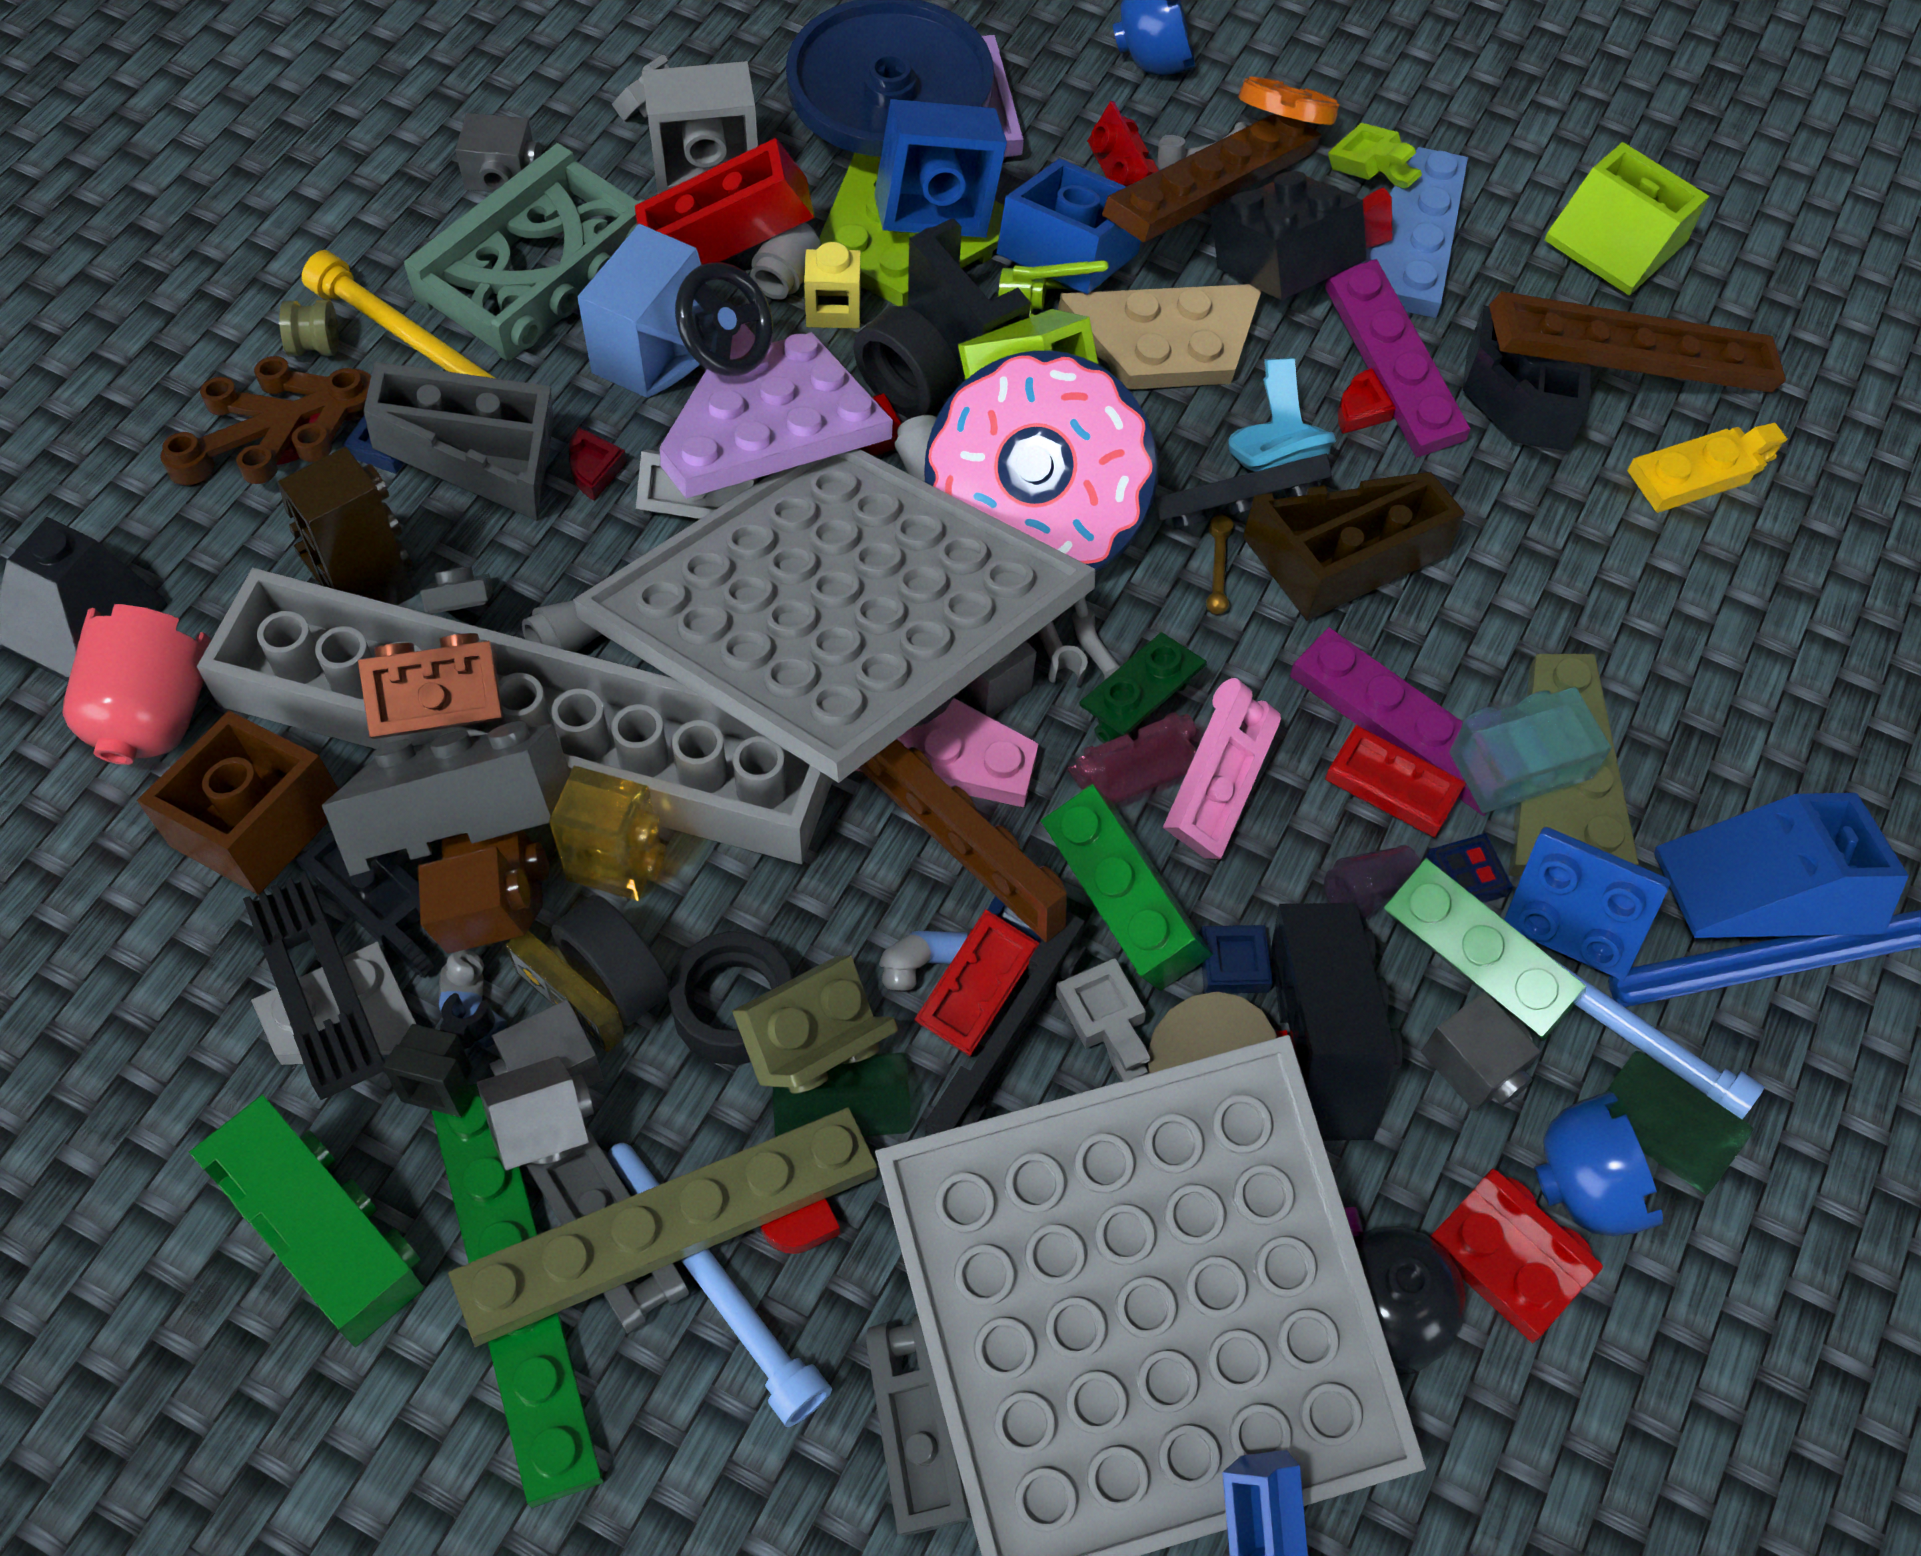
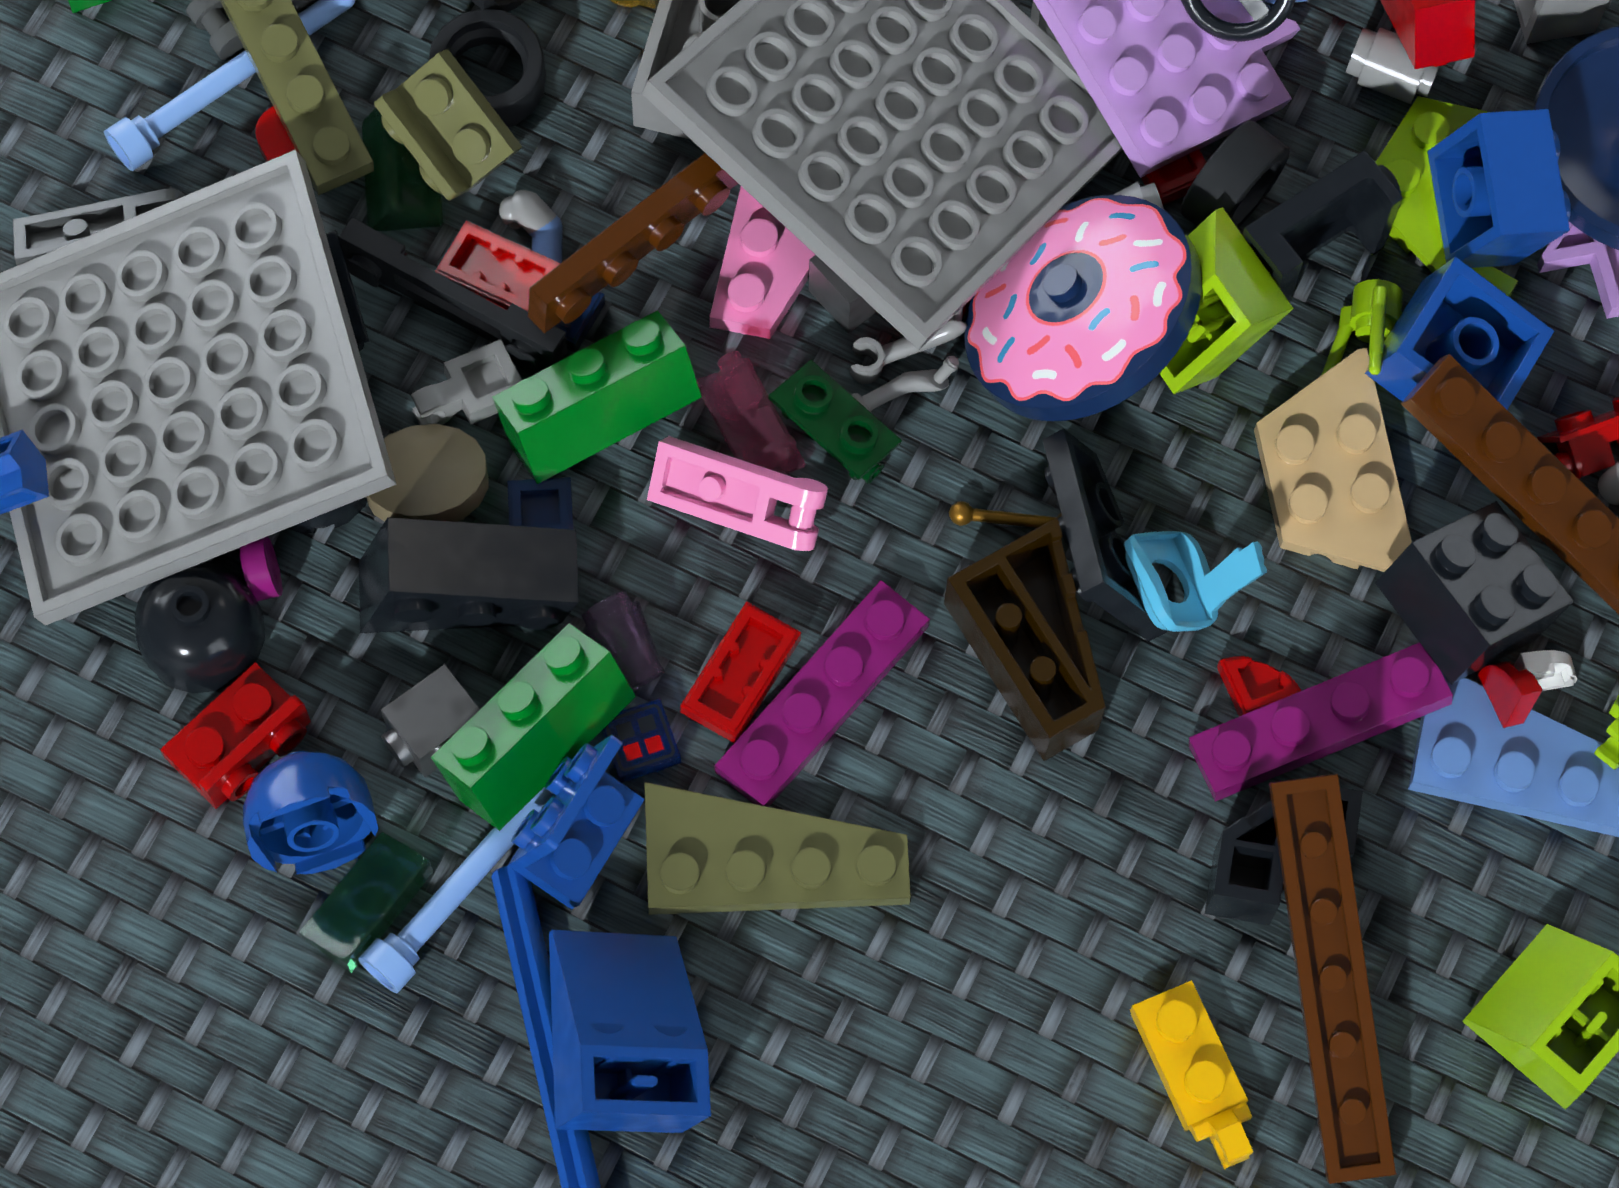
camera: 90 degrees right, 10 degrees up
(832, 272) = (1351, 112): light yellow brick -> none
(1529, 748) = (758, 782): clear light blue brick -> none

